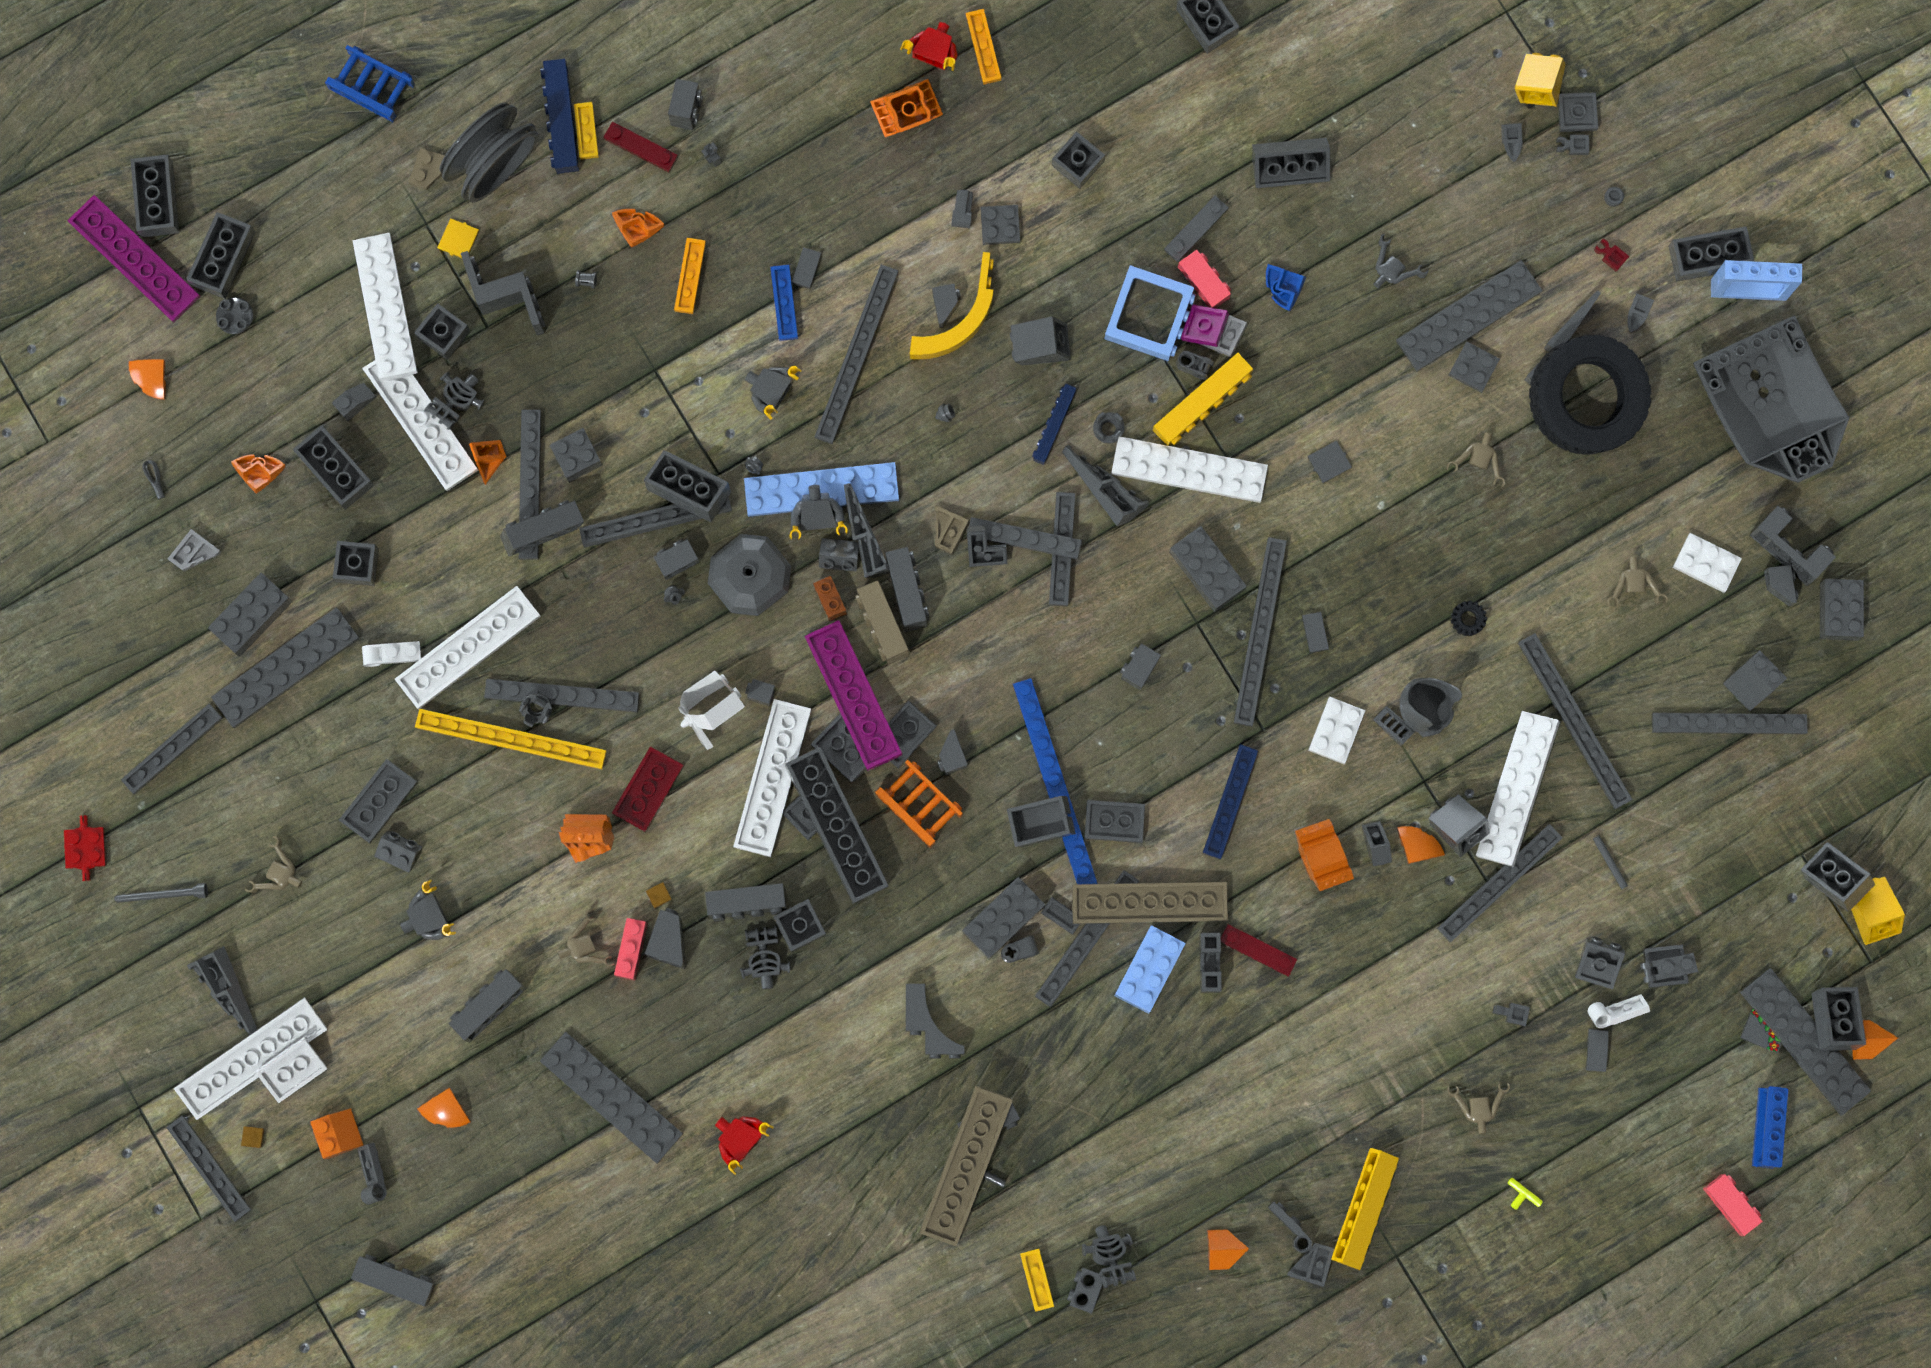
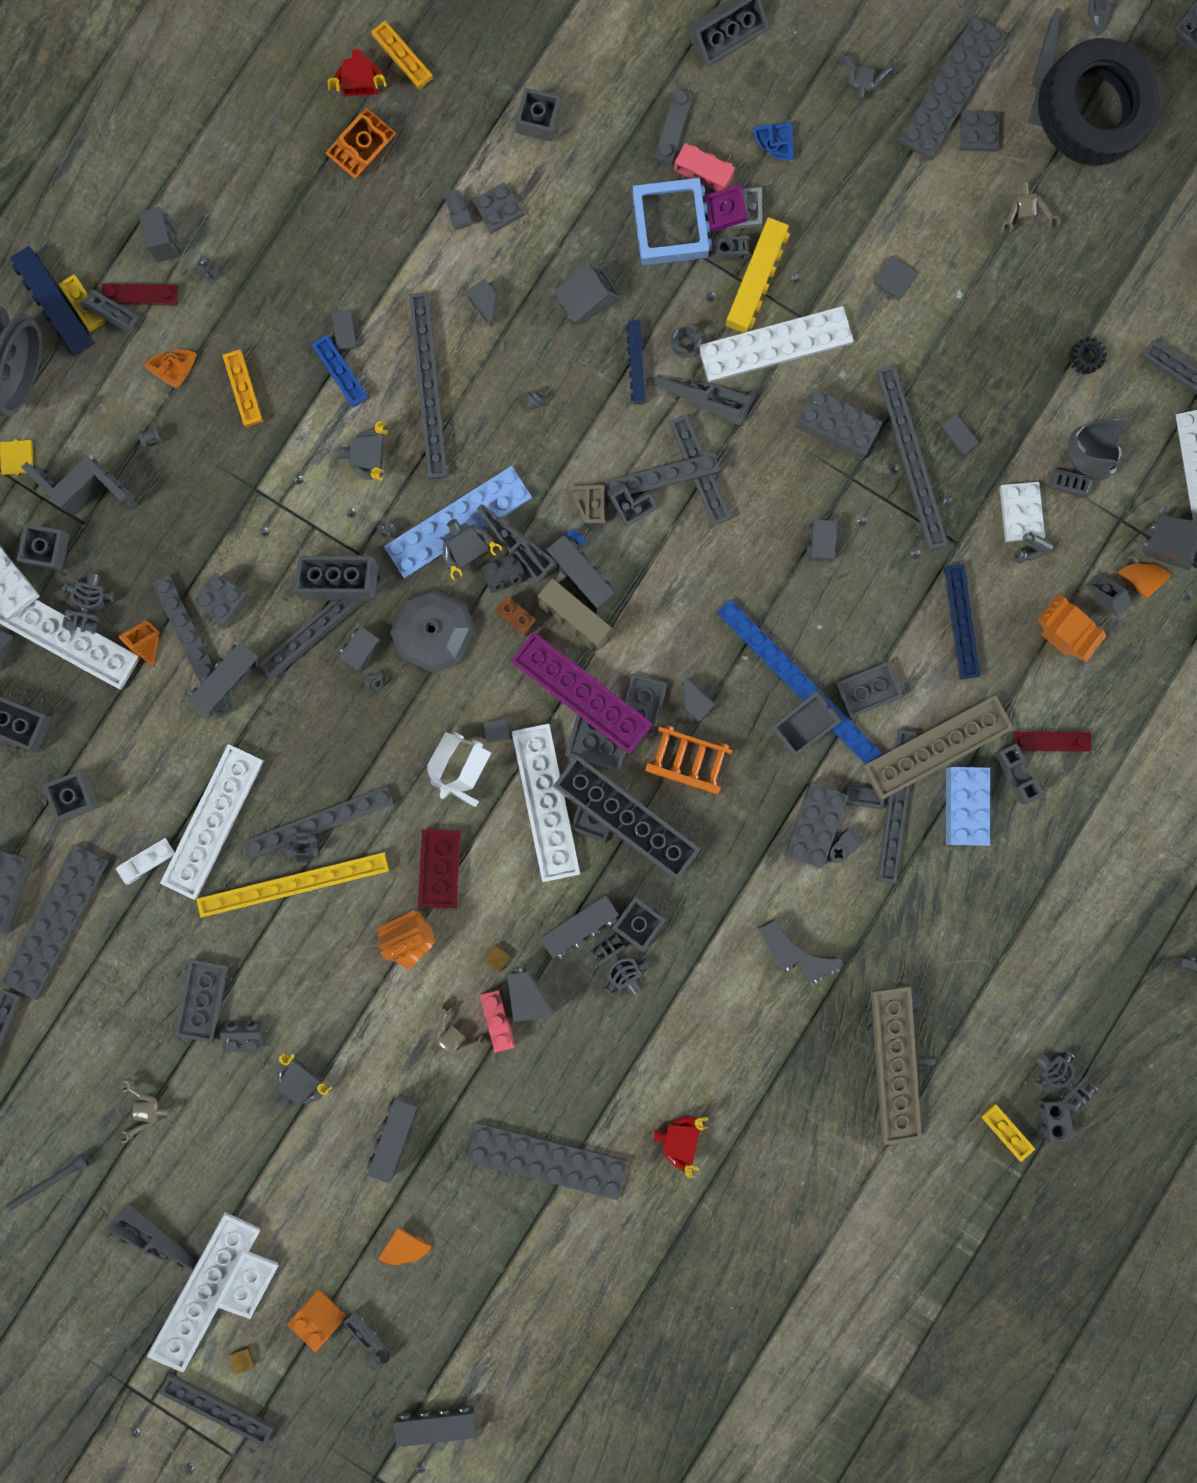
camera: 25 degrees left, 5 degrees up
(606, 150) = (109, 311): none -> dark grey plate
(920, 554) = (577, 537): none -> blue tile
(951, 340) = (502, 337): yellow arch -> none
(1224, 1249) = (1157, 1021): orange slope -> none
(1337, 768) = (1036, 542): none -> dark grey plant

